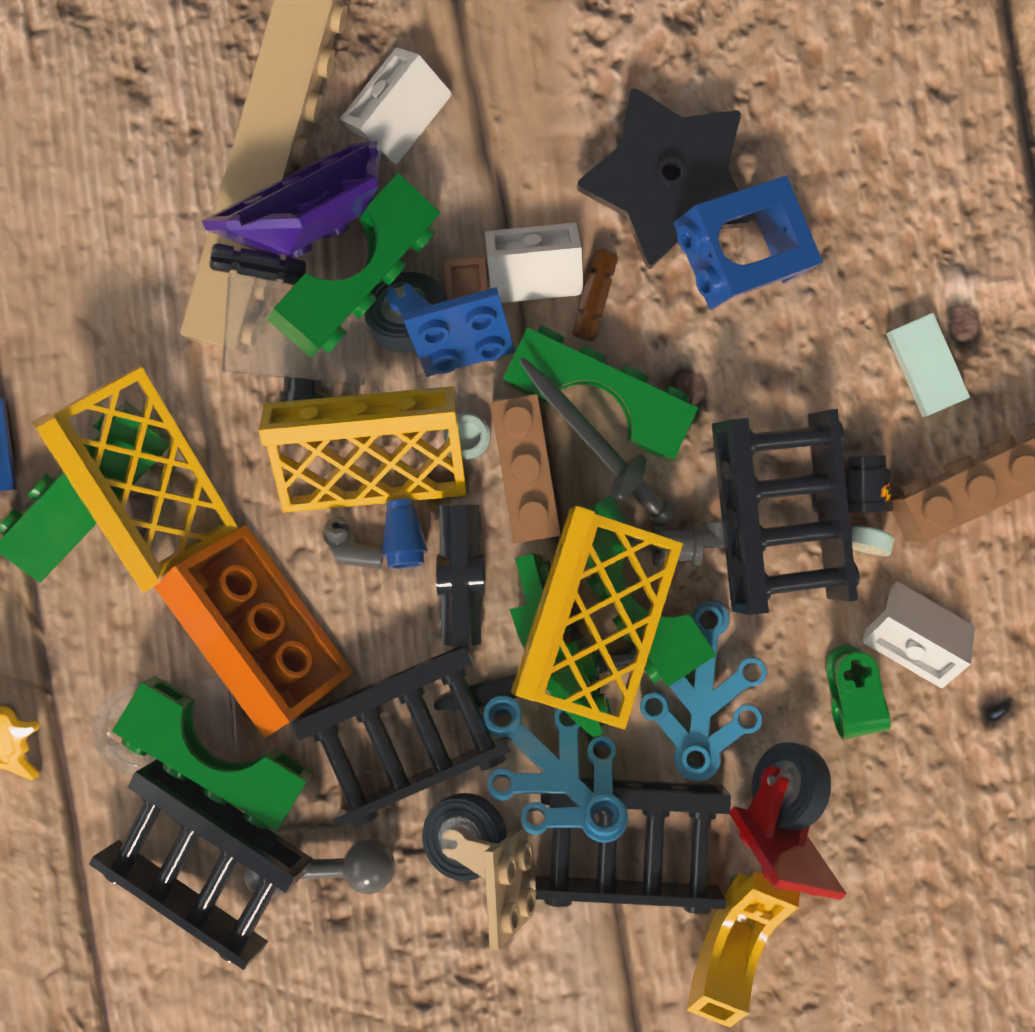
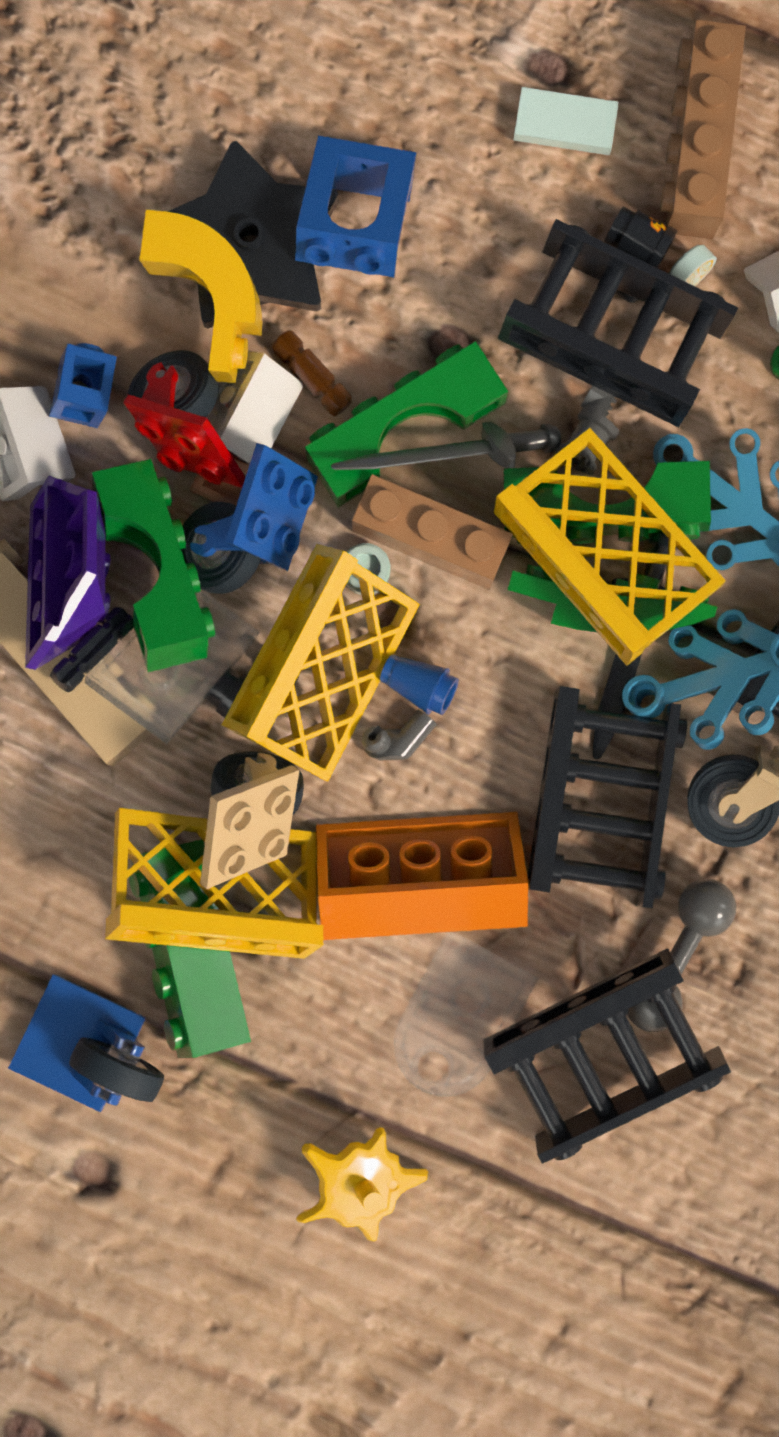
camera: 60 degrees left, 5 degrees down
(162, 725) = (571, 953): green arch -> none
(204, 477) = (249, 814): none -> tan plate
(460, 575) = (489, 652): black piece -> none
(488, 116) = (80, 403): none -> blue brick
(496, 198) = (171, 408): none -> red plate
(625, 132) = (194, 251): none -> yellow arch

